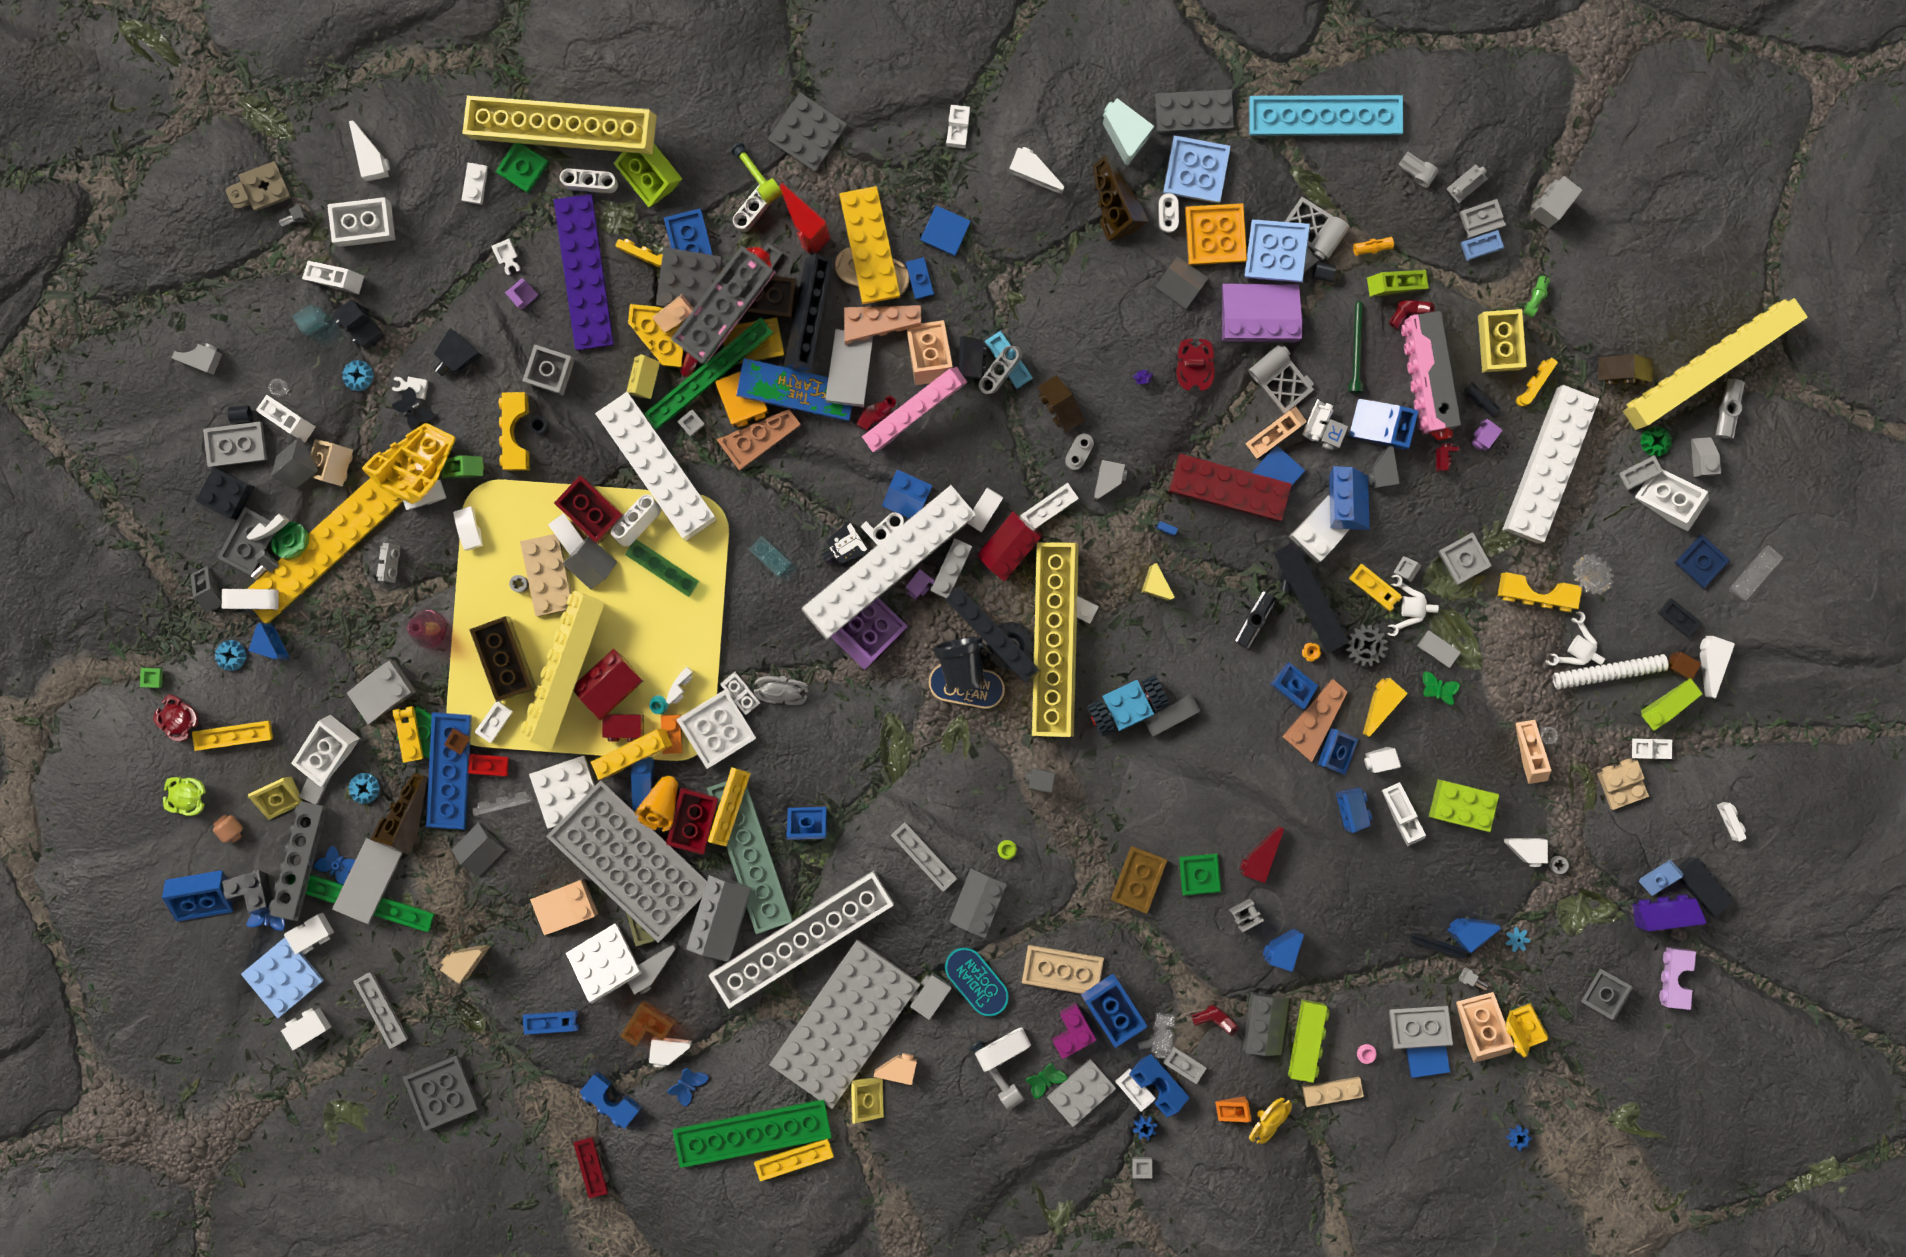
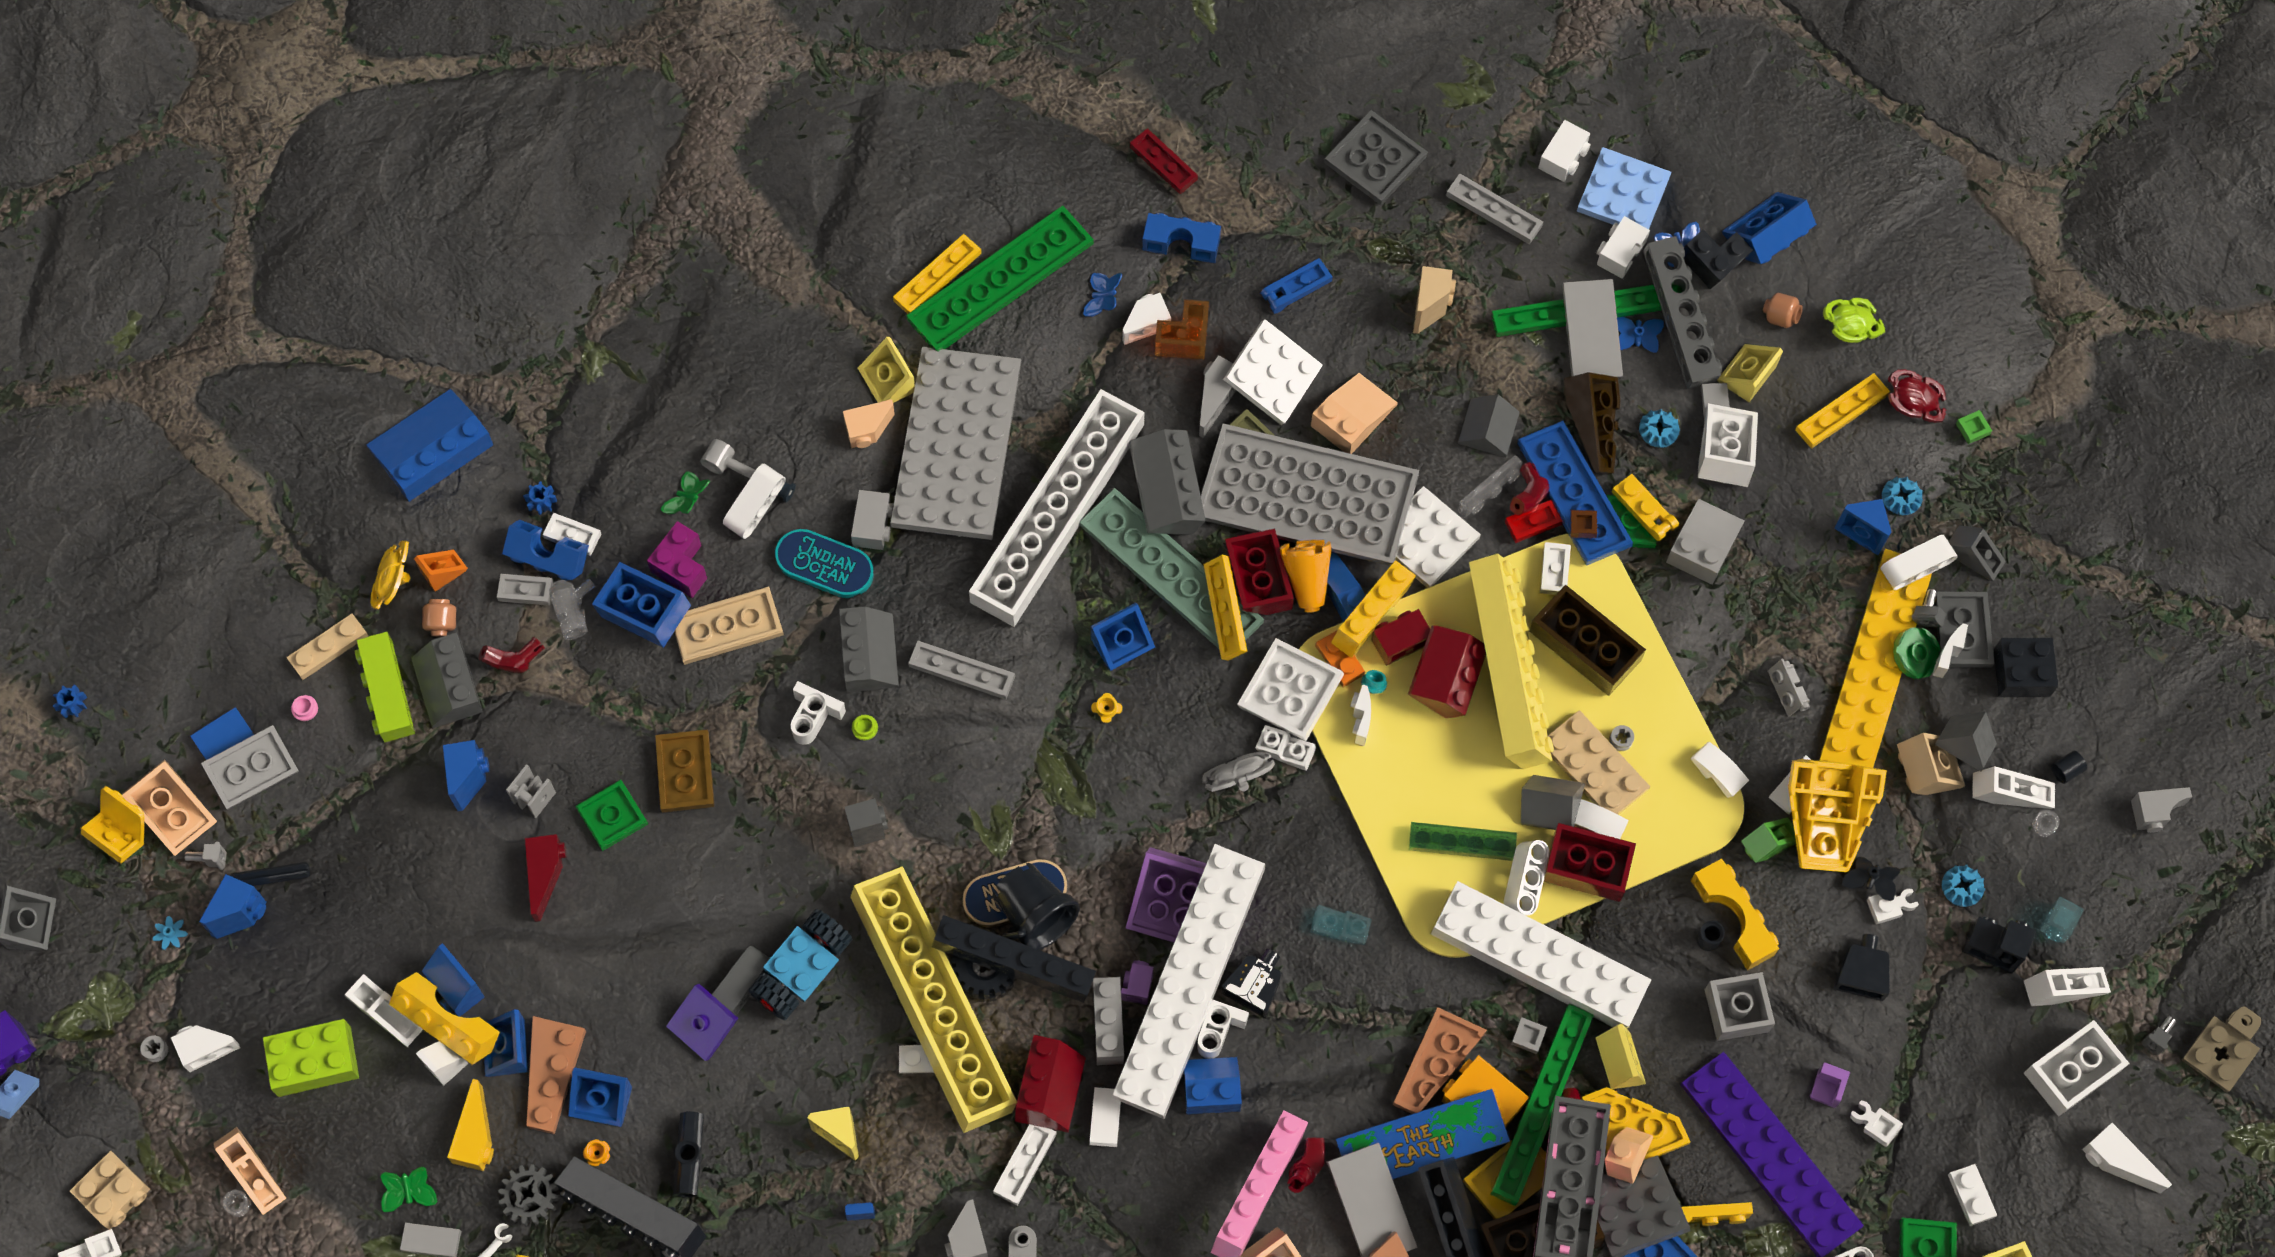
camera: 150 degrees right, 20 degrees down
(235, 444) = (2052, 730): light grey plate -> none
(427, 628) = (1699, 634): clear pink cone -> none
(476, 782) = (1534, 493): none -> dark red arm
(837, 780) = (1106, 700): none -> yellow plate
(1038, 871) = (813, 719): none -> white tile
(1081, 1092) = (635, 502): light grey plate -> none
(1142, 1167) = (522, 454): light grey plate -> none
(1201, 1208) = (430, 444): none -> blue slope
(1207, 701) = (702, 1022): none -> dark purple plate
(1251, 1073) = (439, 617): none -> nougat head
(1360, 763) = (465, 1036): none -> yellow arch

